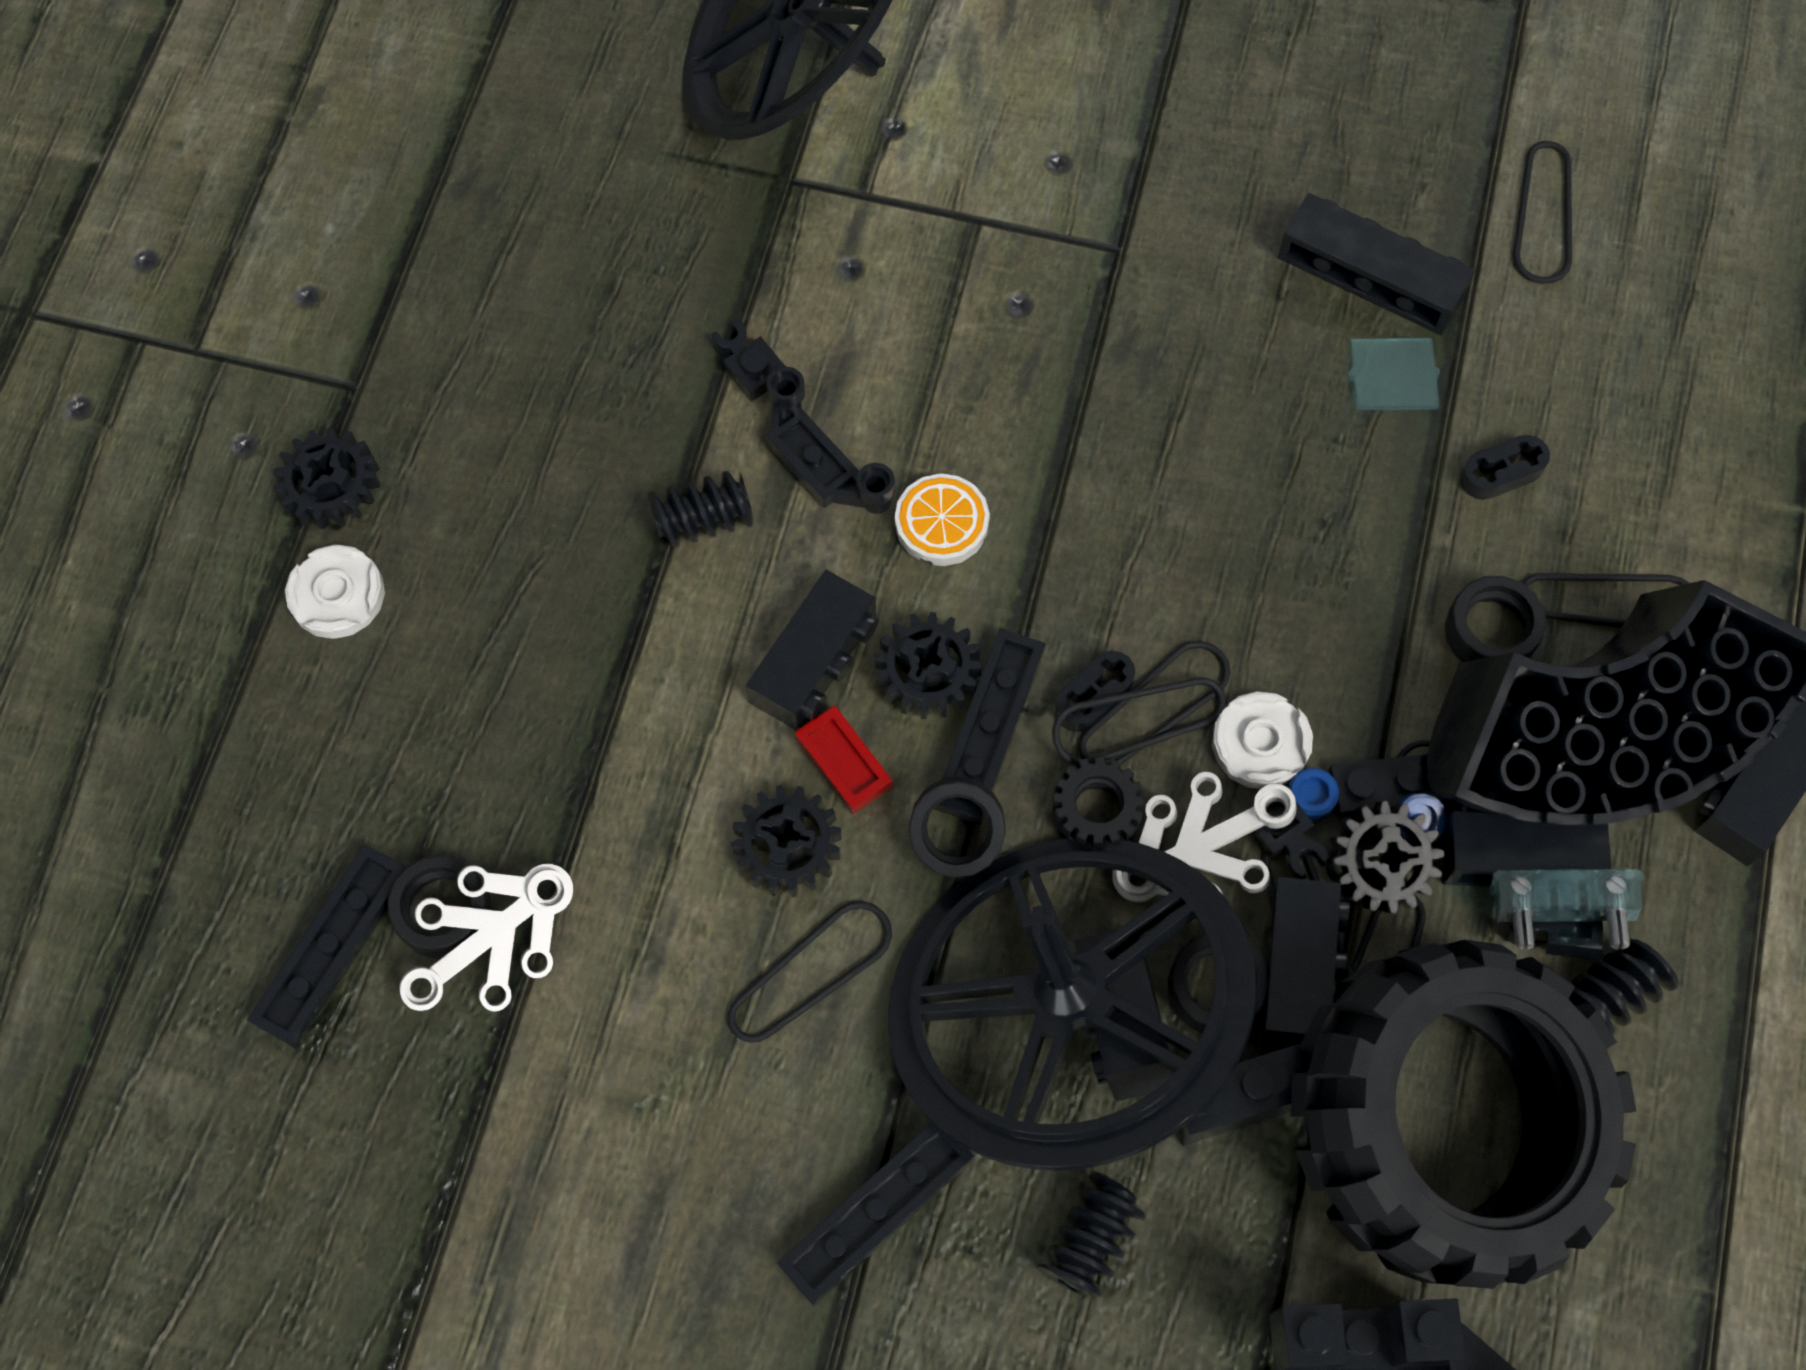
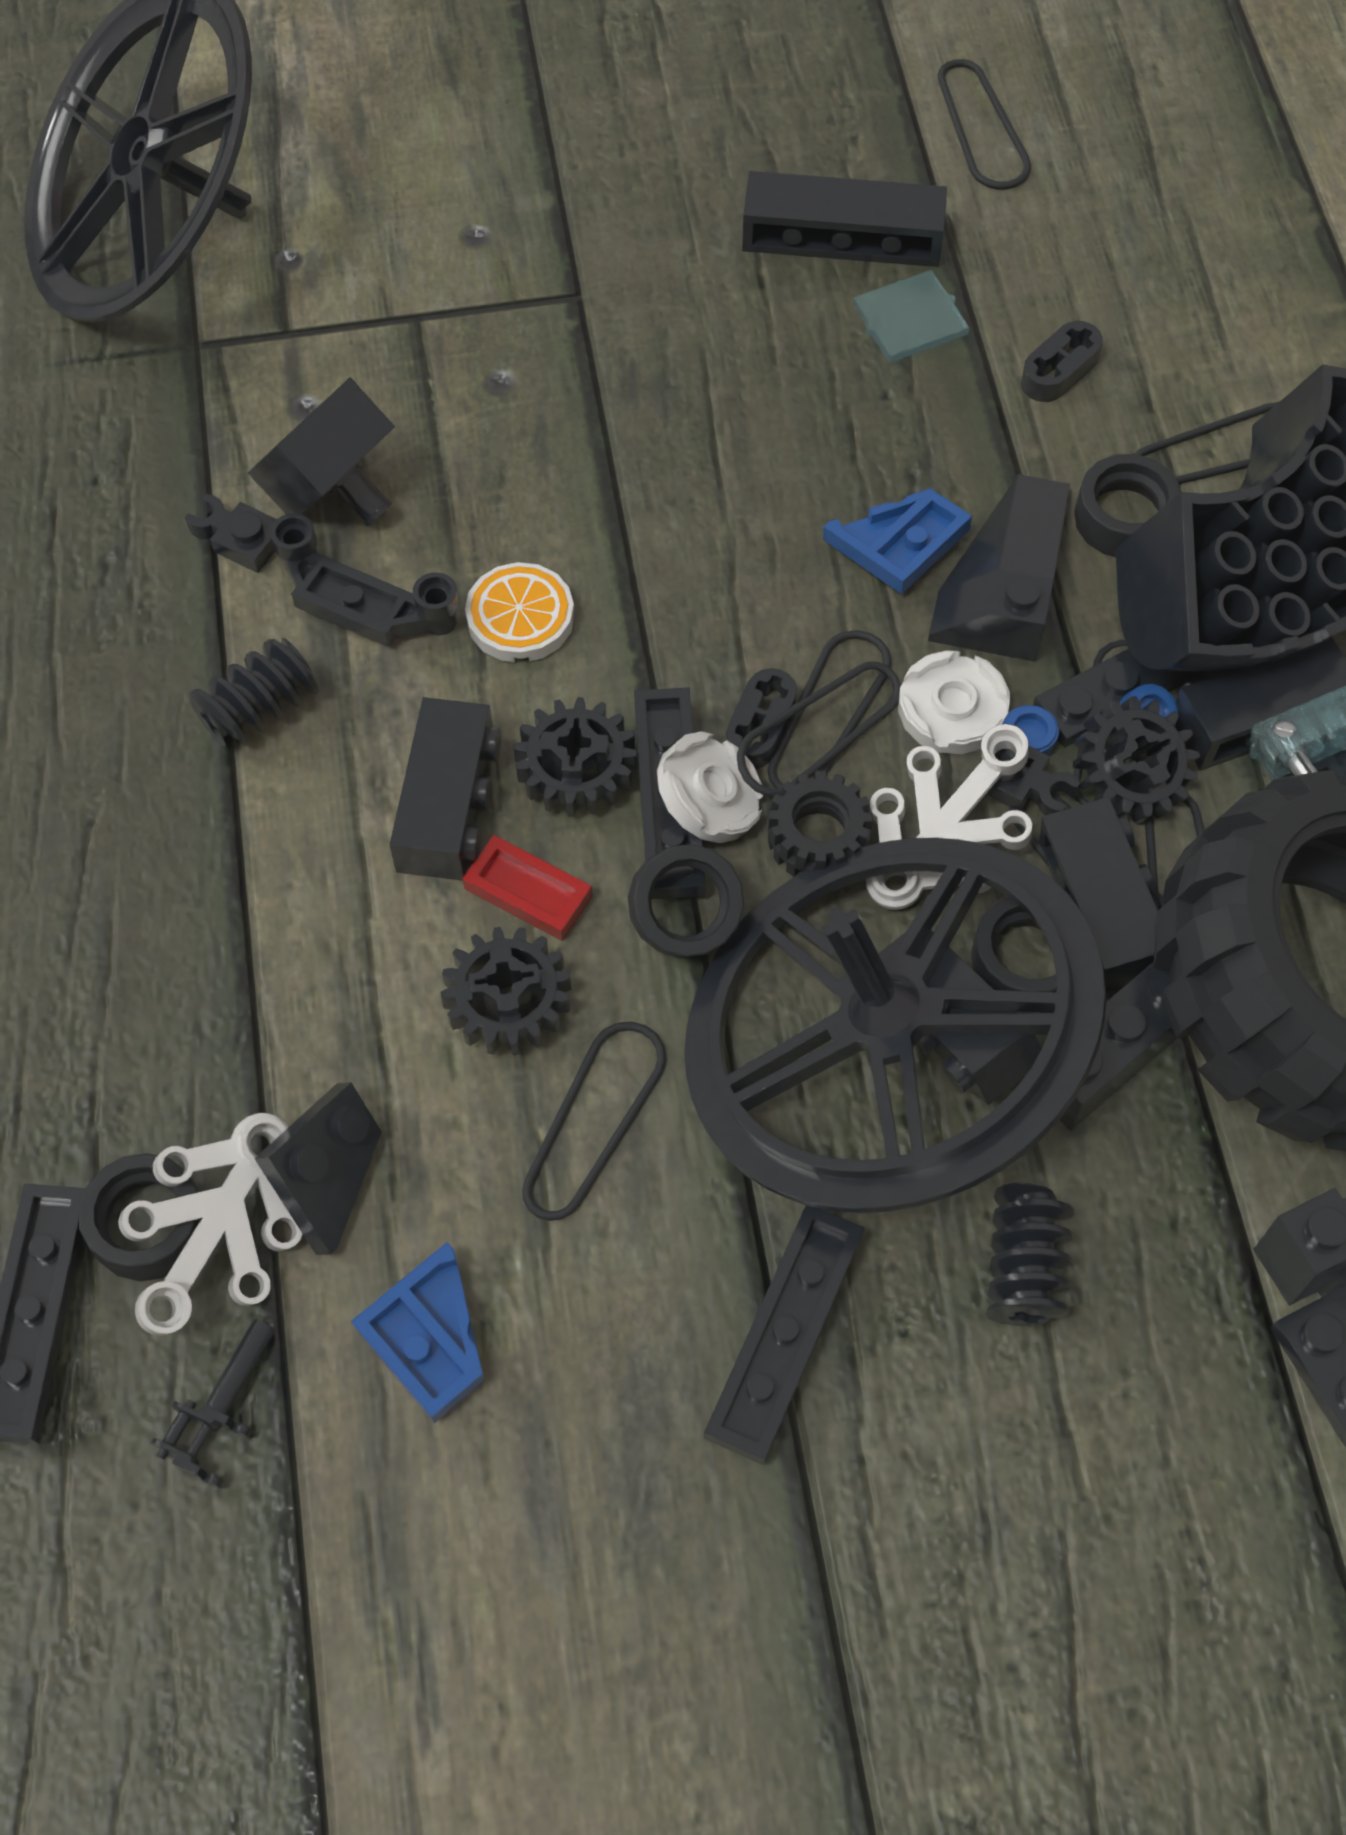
camera: 25 degrees left, 5 degrees down
(434, 1077) = (218, 1406): none -> black piece
(587, 923) = (322, 1164): none -> black wing
(607, 1091) = (426, 1334): none -> blue wing
(839, 327) = (326, 456): none -> black brick
(1018, 739) = (706, 789): none -> white tile
(1286, 577) = (902, 537): none -> blue wing
(1357, 648) = (1006, 576): none -> black wedge

